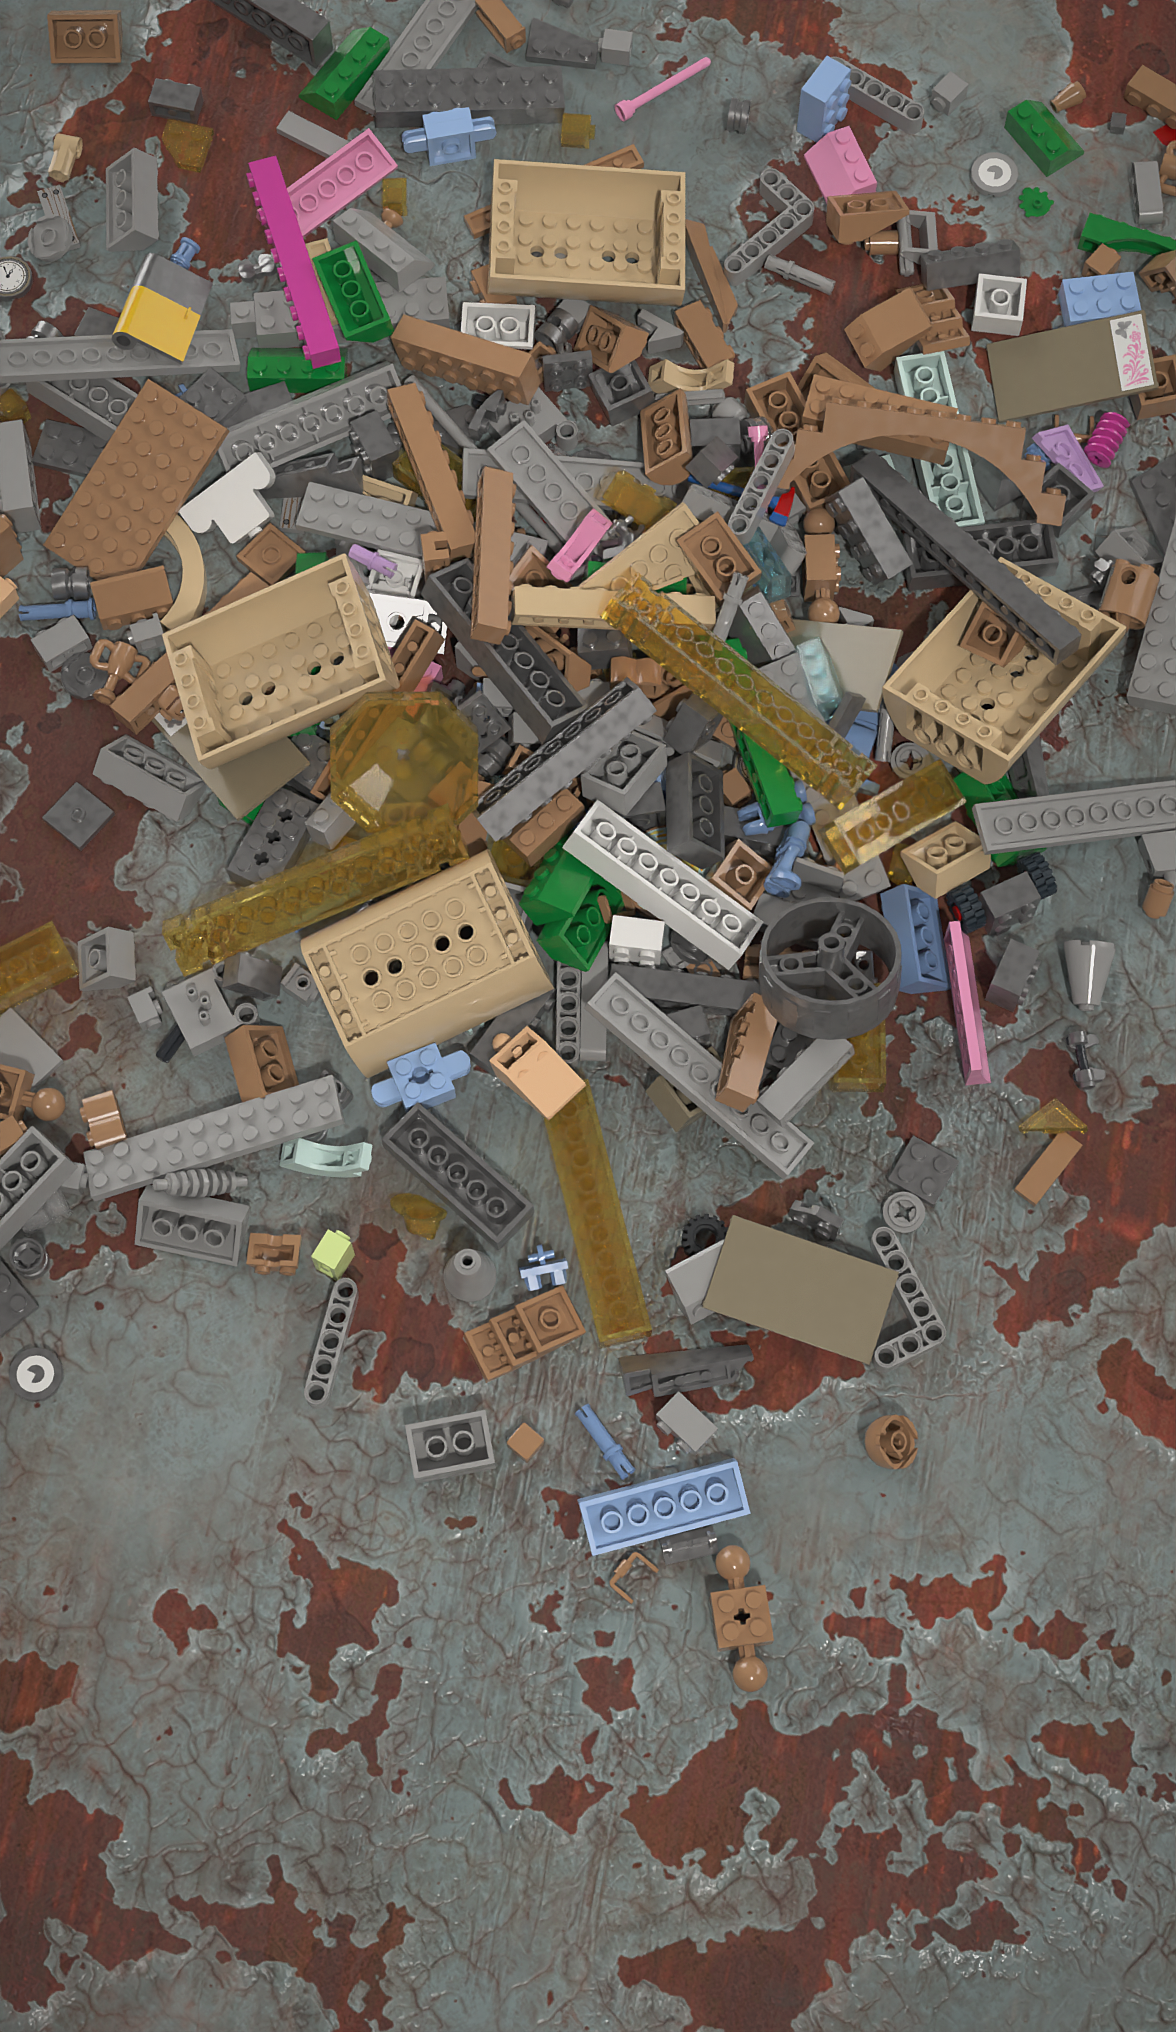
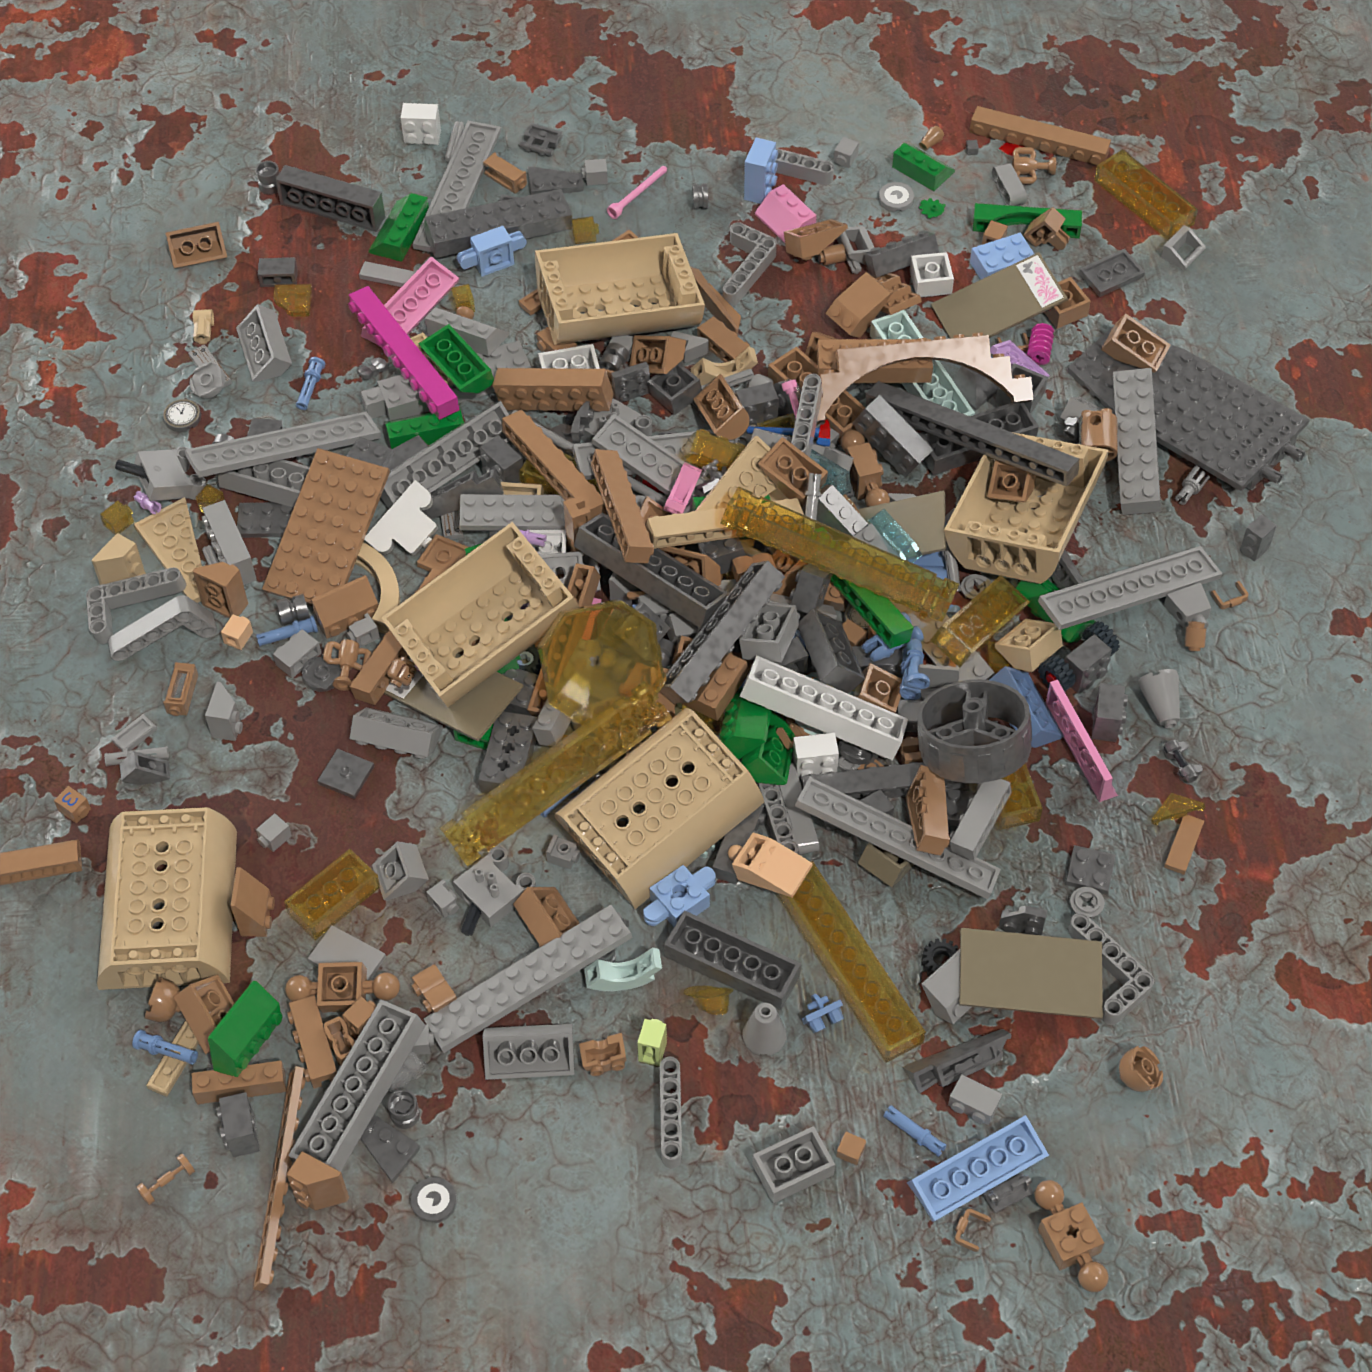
camera: 15 degrees left, 15 degrees down
(162, 308) = (309, 406): door -> none
(200, 1183) = (527, 1014): light grey piece -> none
(252, 976) = (522, 852): flat silver brick -> none
(524, 1333) = (822, 1066): medium nougat slope -> none
(712, 463) = (763, 412): flat silver brick -> none
(799, 274) = (779, 287): light grey pin -> none
(846, 713) = (923, 552): flat silver tile -> none

